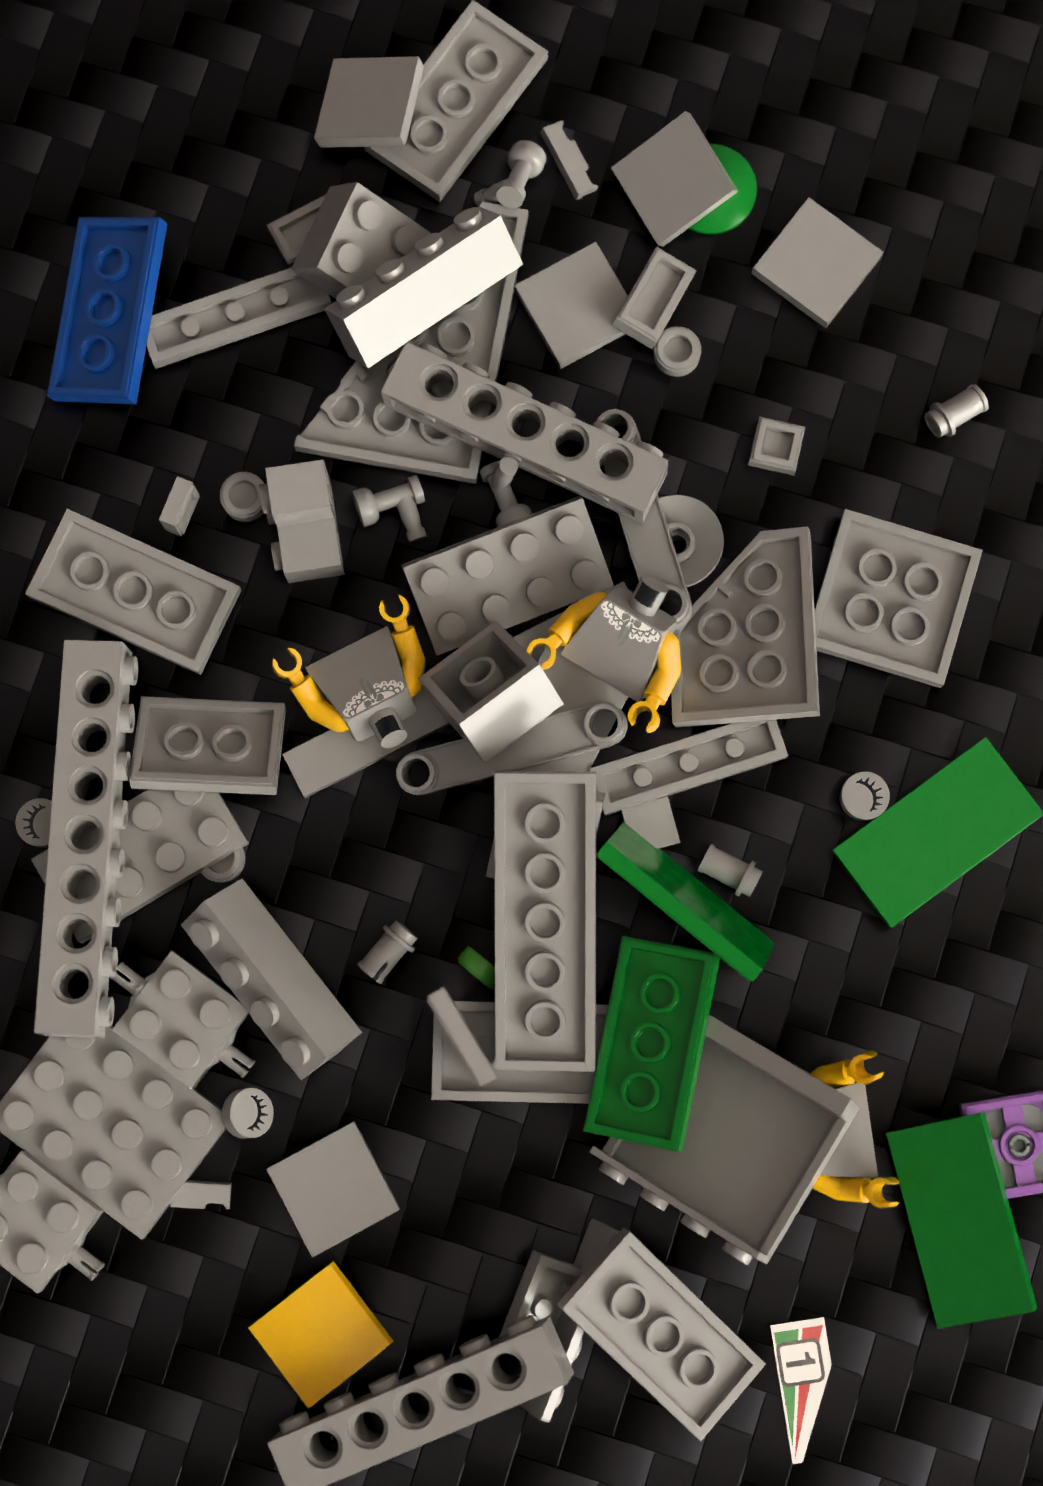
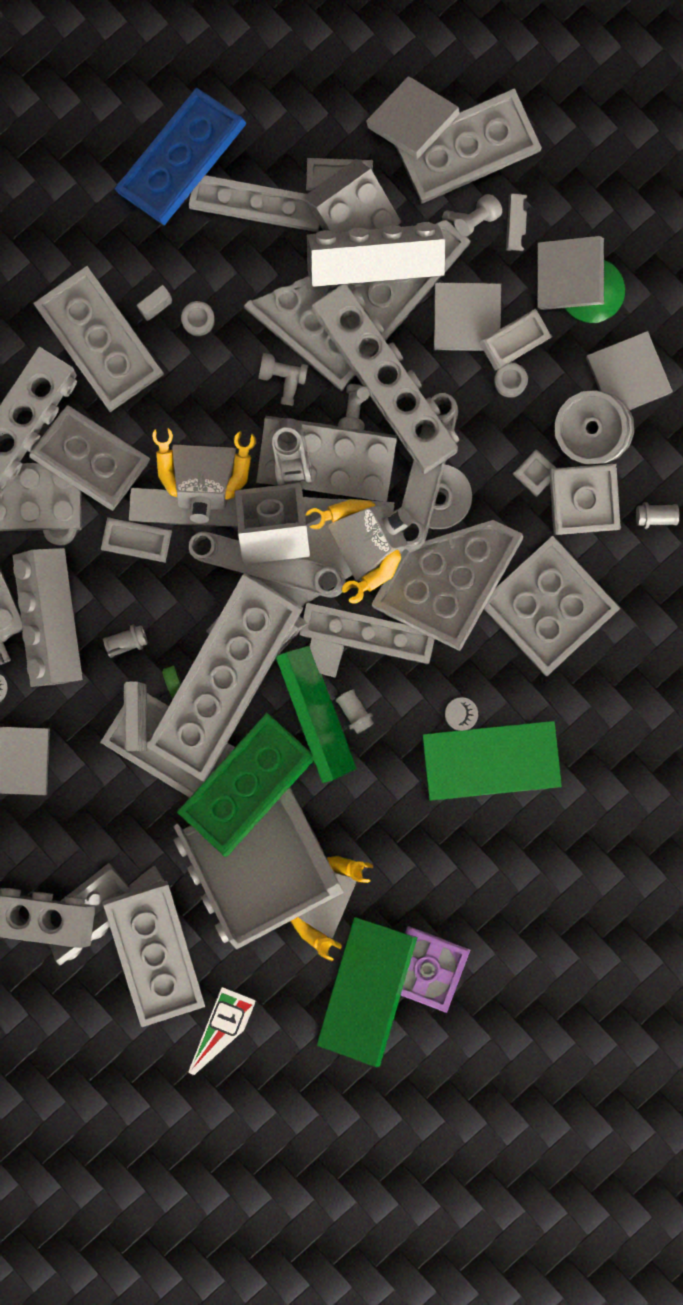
camera: 30 degrees right, 5 degrees up
(303, 509) = (225, 355): light grey brick -> none
(327, 815) = (136, 540): none -> light grey tile
(467, 596) = (291, 459): none -> light grey piece
(791, 334) = (585, 445): none -> light grey wheel
(856, 442) = (584, 499): none -> light grey tile

